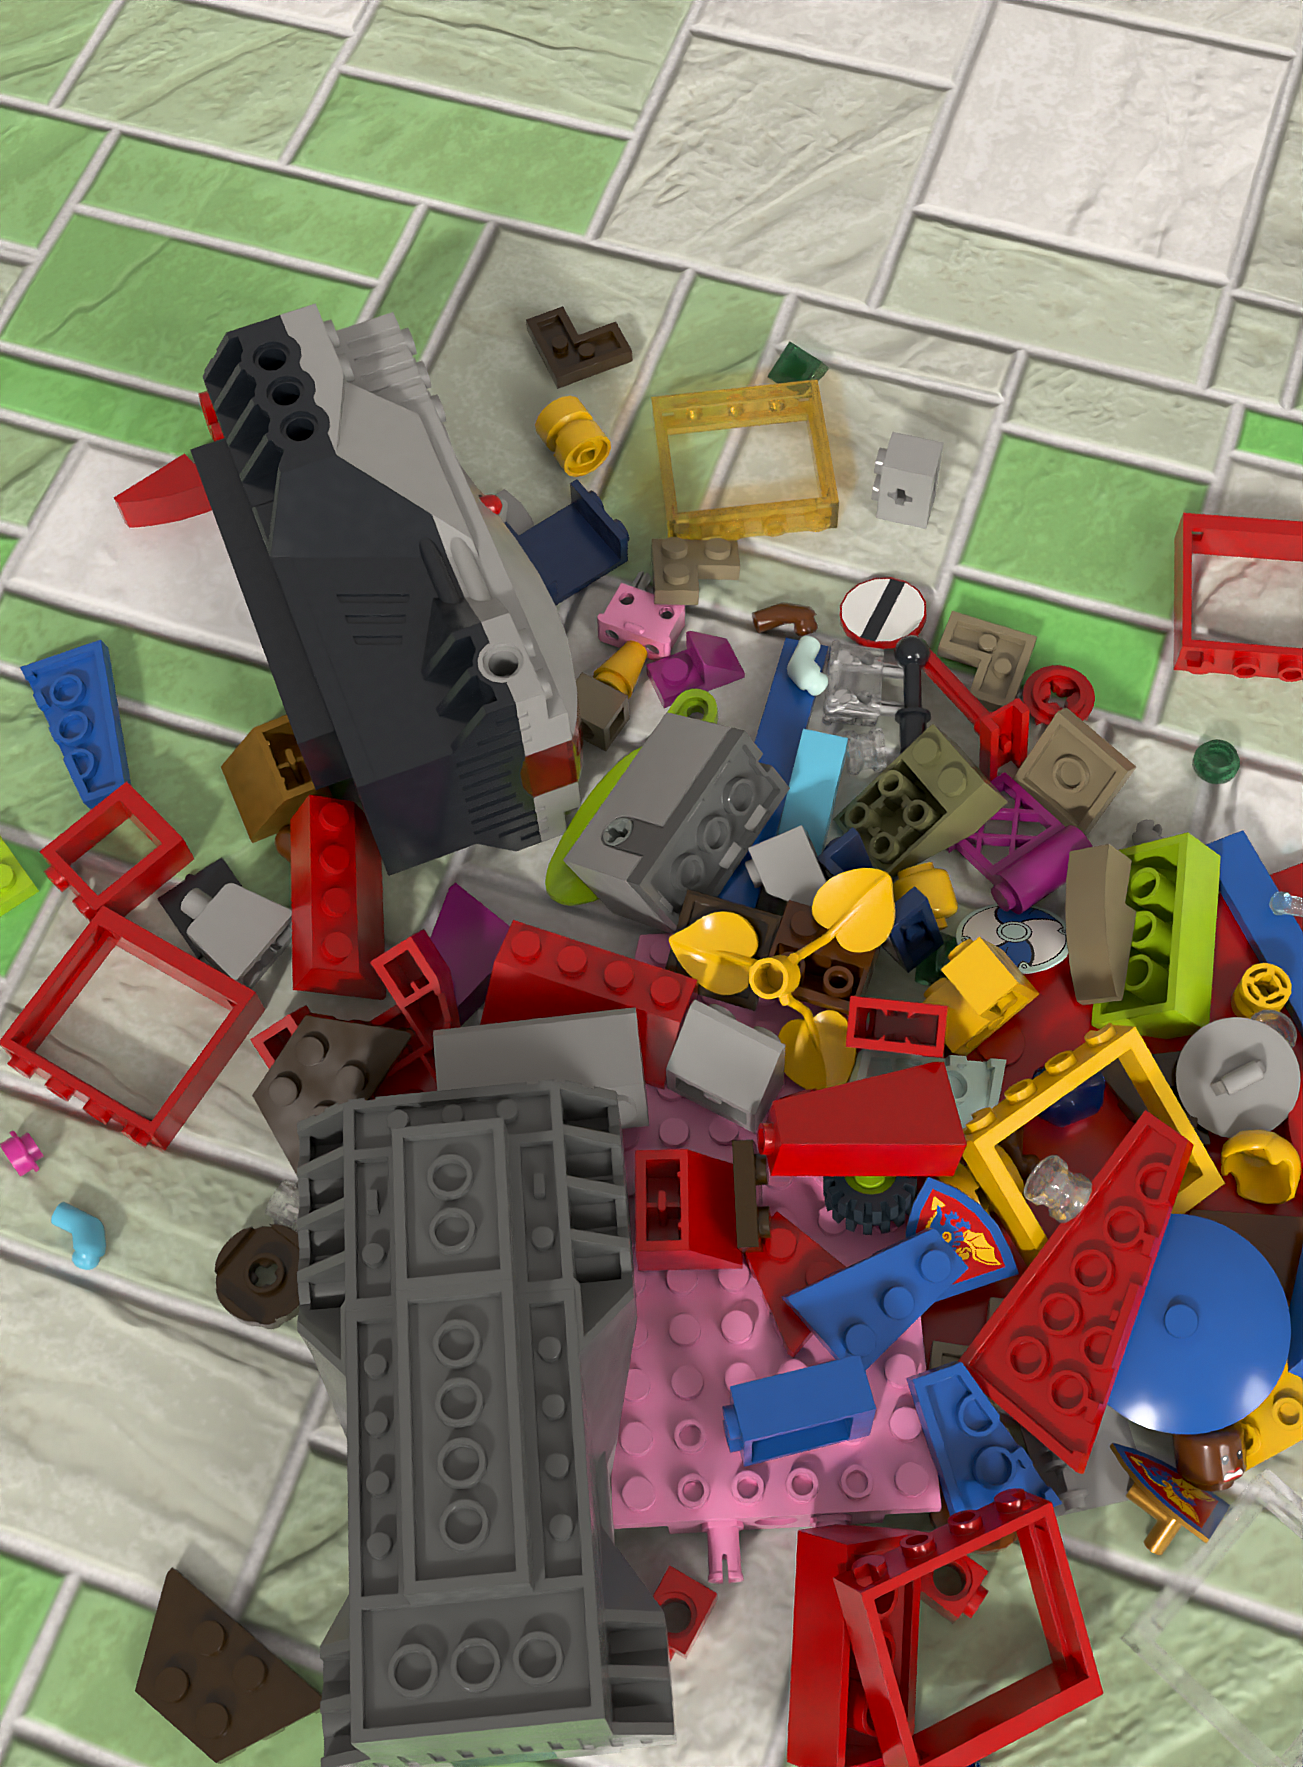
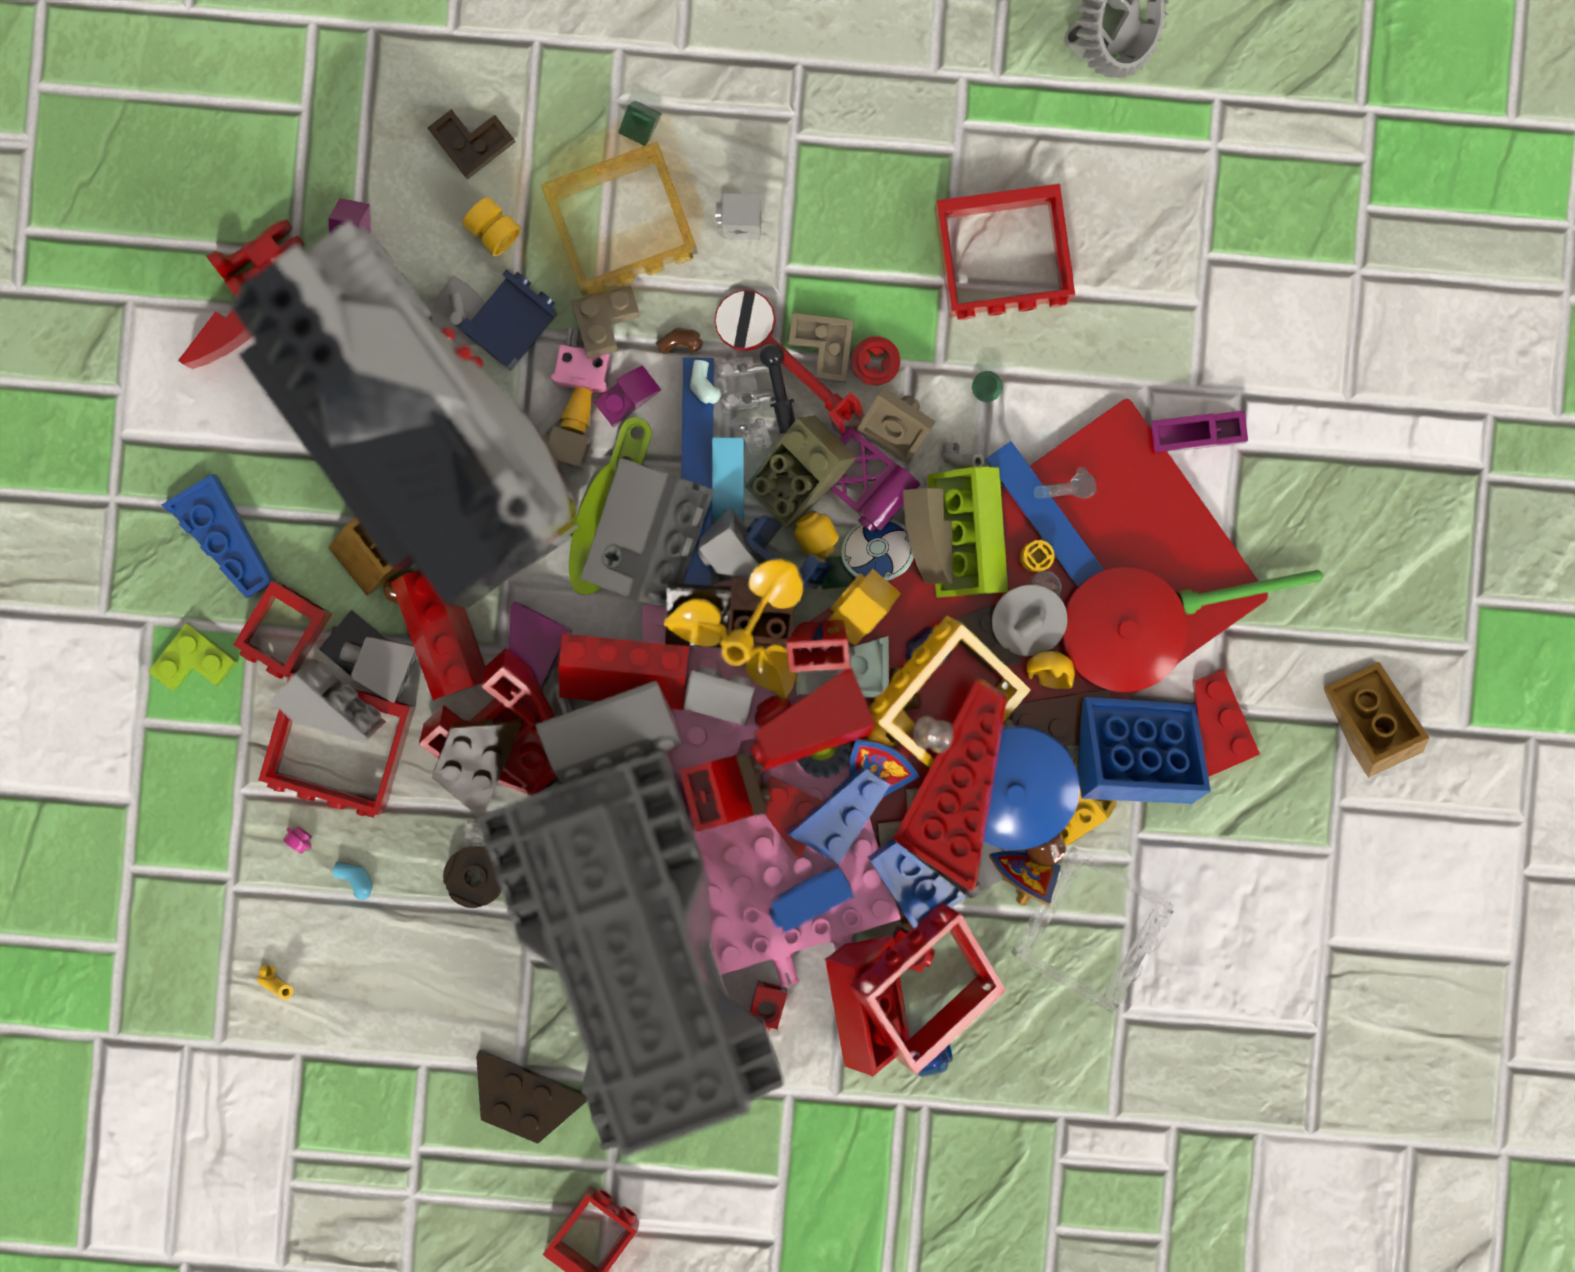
camera: 15 degrees left, 25 degrees up
(128, 927) = (325, 703): none -> light grey slope

